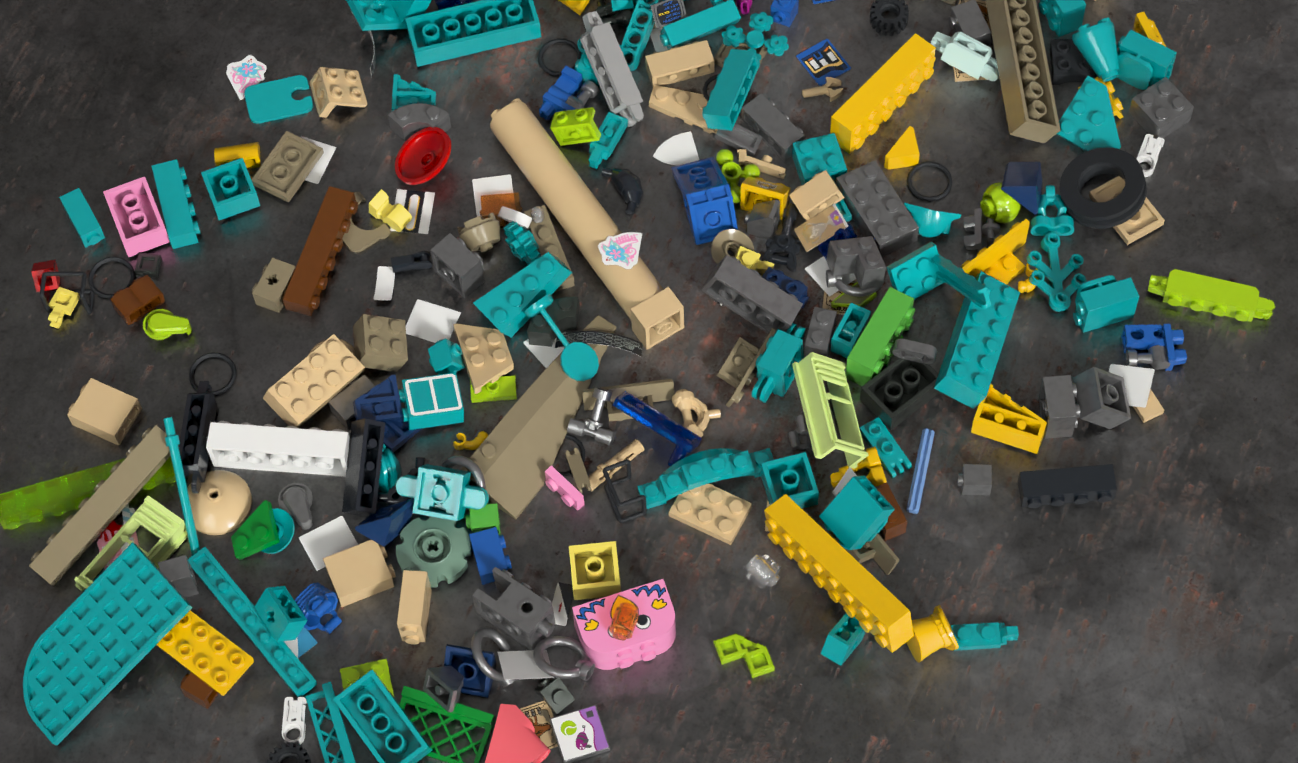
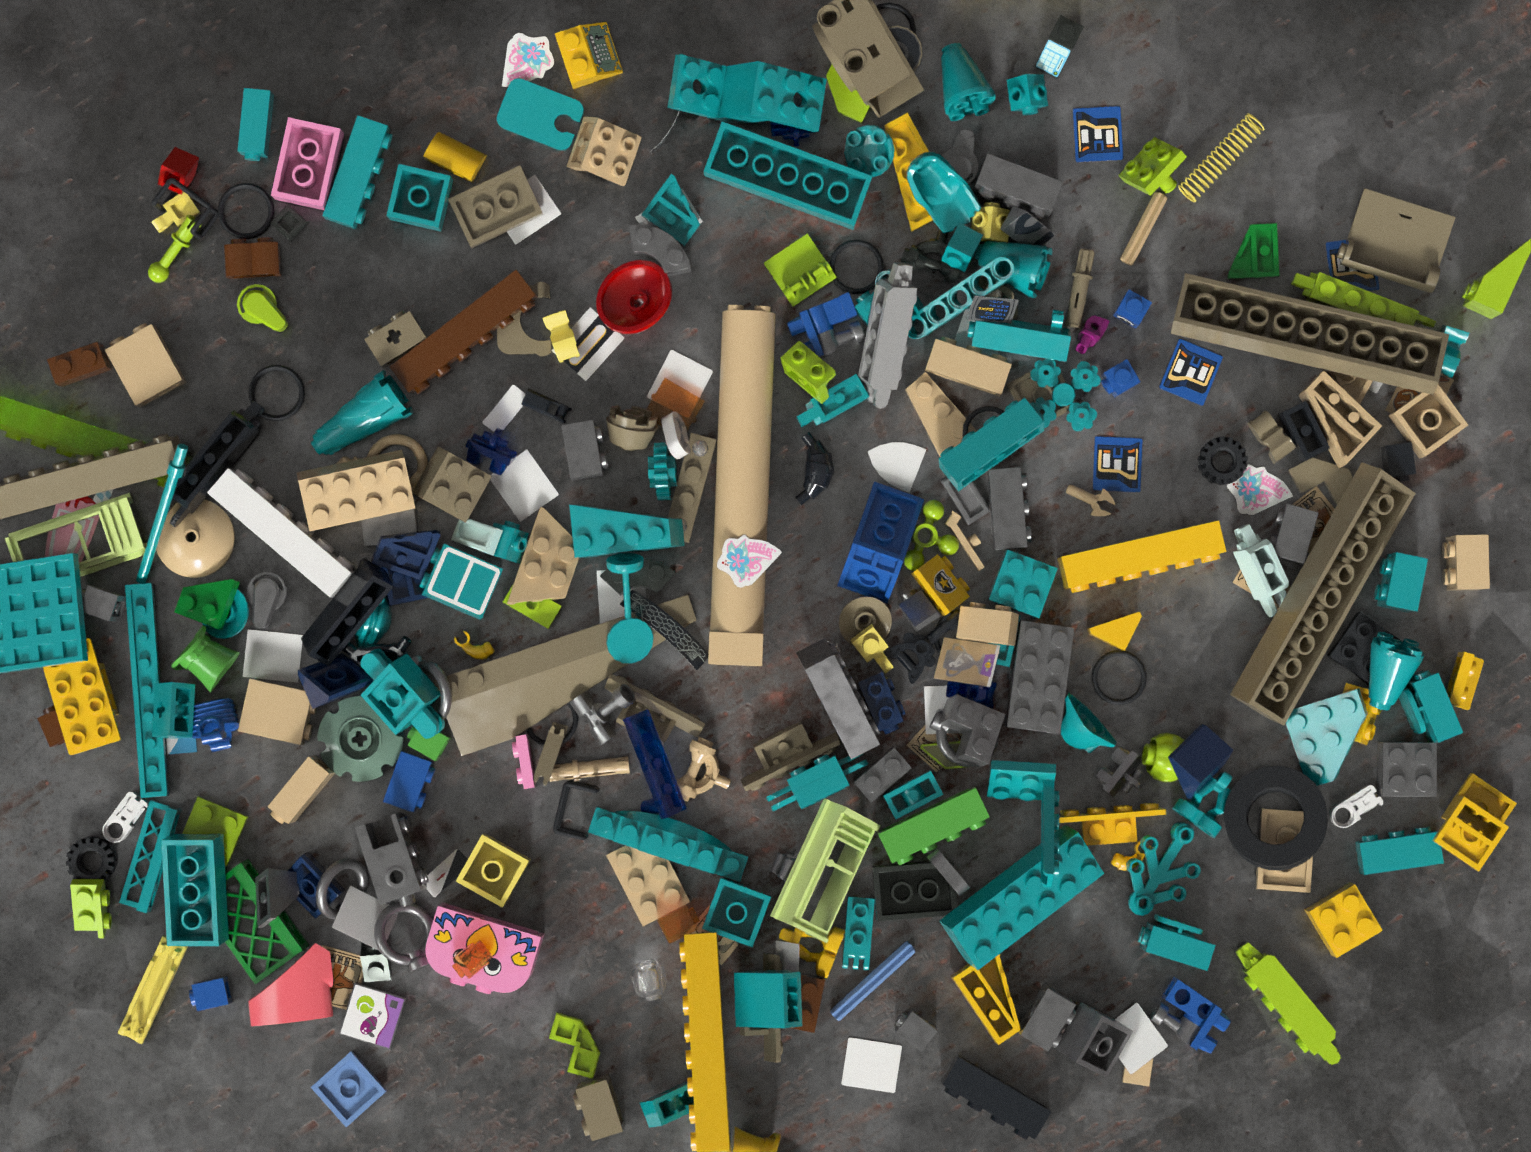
camera: 35 degrees right, 25 degrees up
(54, 439) = (79, 364): none -> reddish brown brick
(74, 350) = (159, 271): none -> lime pin
(281, 567) = (206, 659): none -> bright green hat
(284, 45) = (588, 53): none -> yellow slope
(288, 335) = (368, 412): none -> teal cone
(402, 309) = (493, 447): none -> clear blue hips
(422, 364) = (477, 535): none -> light aqua tile
(524, 79) = (800, 270): none -> lime hinge
(752, 522) = (679, 923): none -> clear orange brick
(794, 676) = (599, 1107): none -> dark tan brick
(926, 20) = (1258, 490): none -> sticker
(964, 528) = (871, 1065): none -> white sticker
(1199, 160) = (1398, 851): none -> teal brick
(1200, 222) = (1343, 920): none -> yellow brick
(1231, 107) = (1474, 822): none -> yellow bracket

